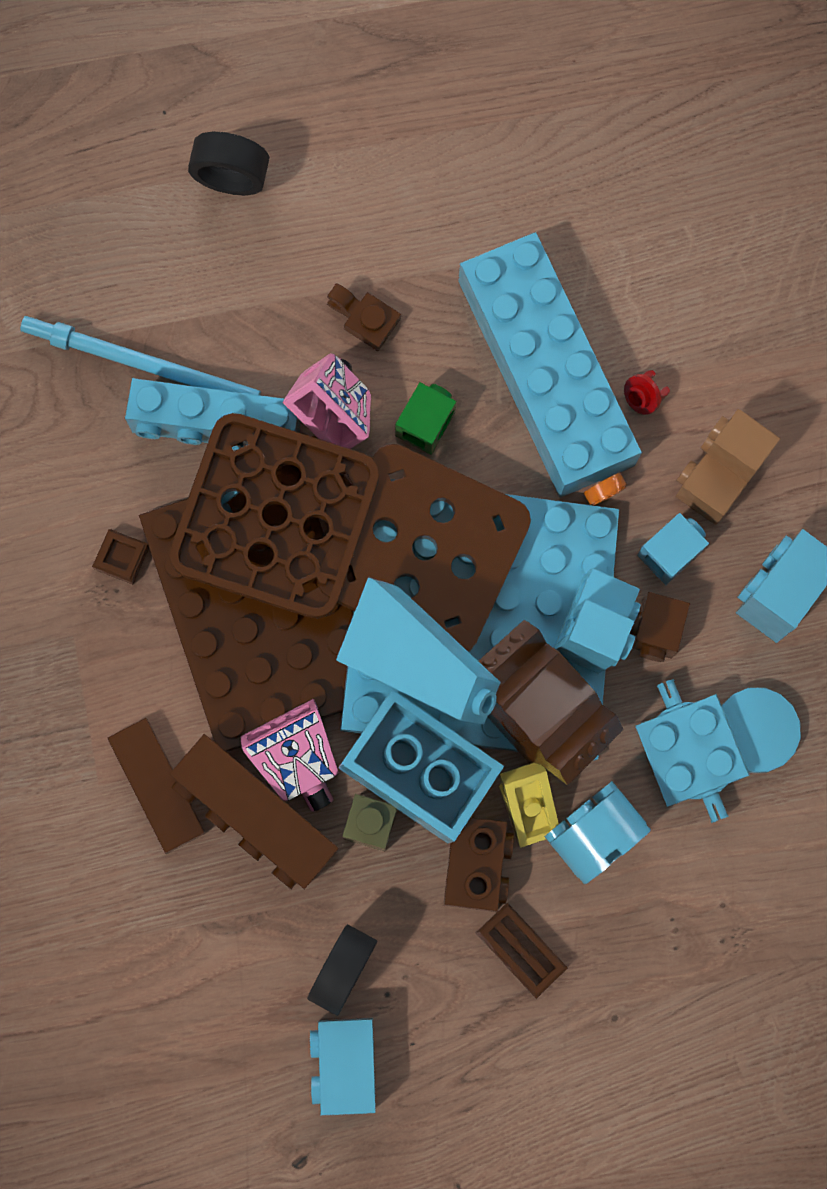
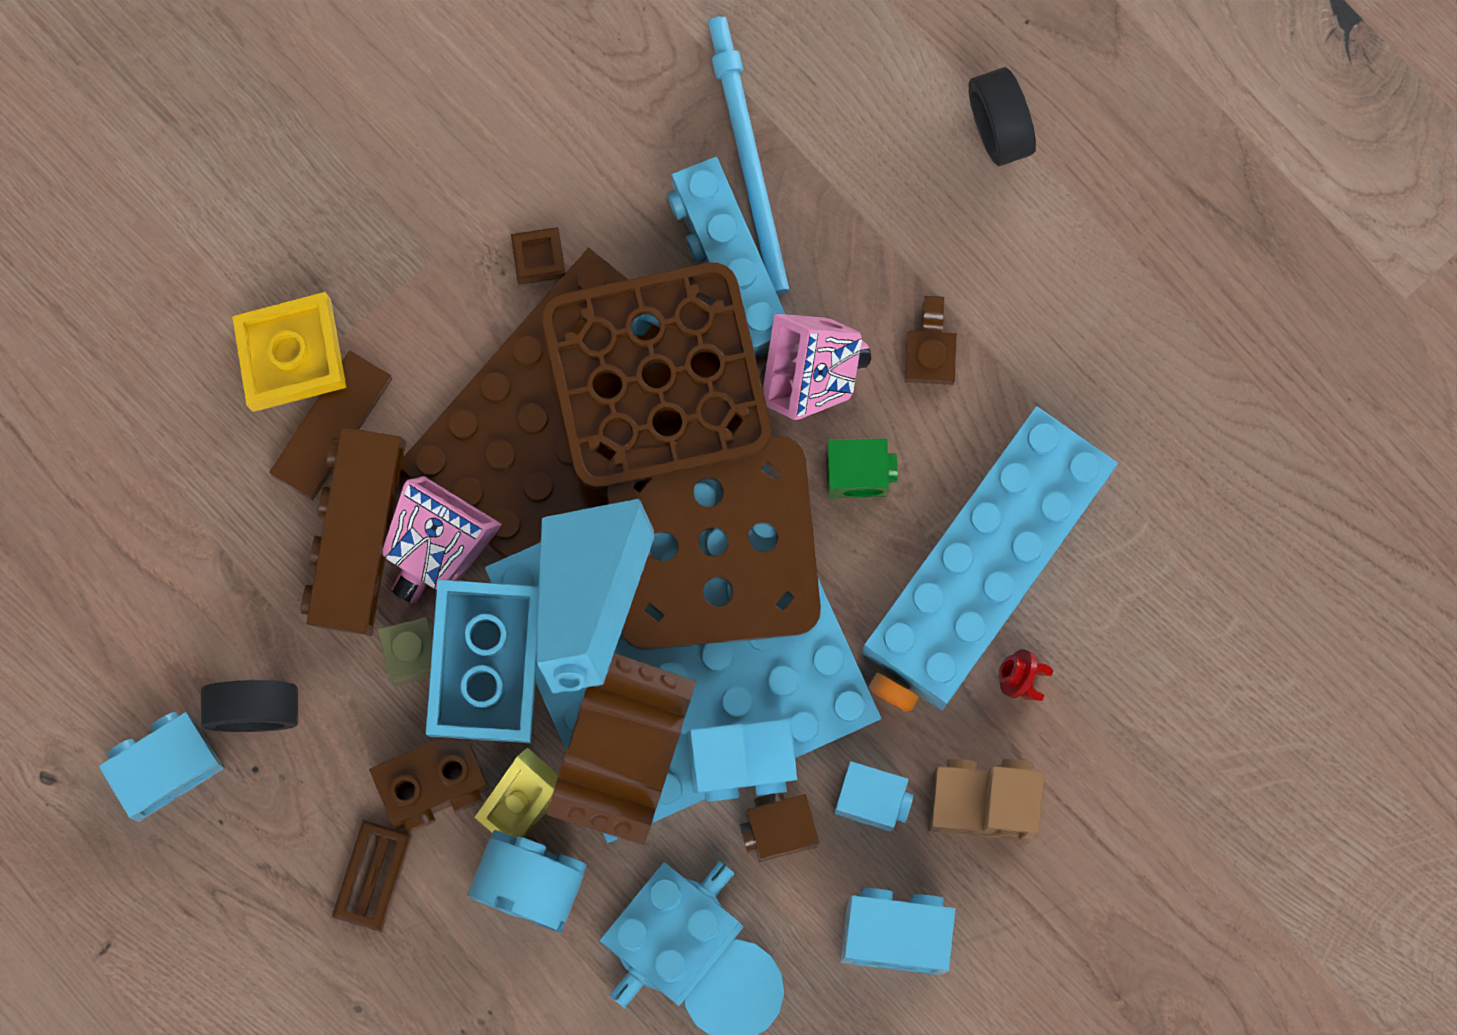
camera: 60 degrees right, 0 degrees up
(80, 784) = (288, 352): none -> yellow plate

